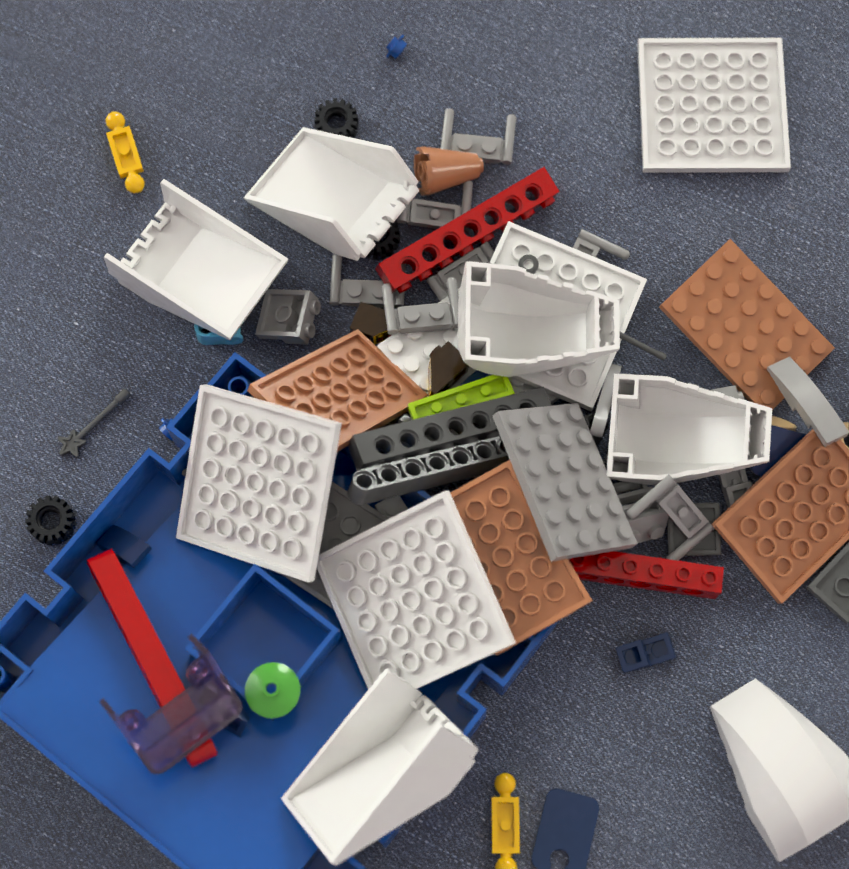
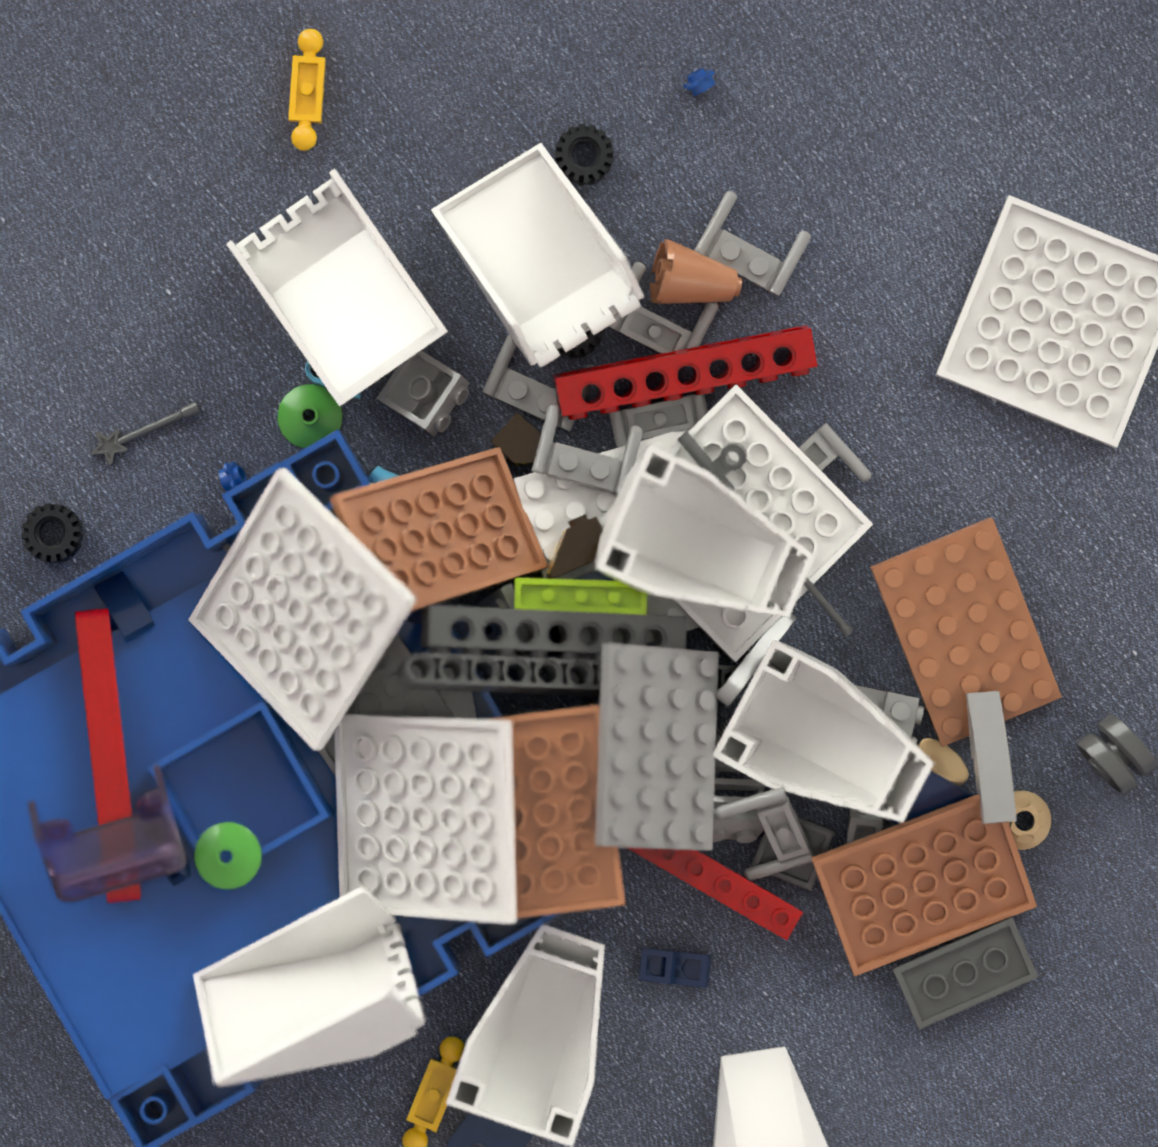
camera: 20 degrees right, 15 degrees up
(197, 363) = (303, 398): none -> bright green dish
(569, 743) = (537, 1040): none -> white windscreen

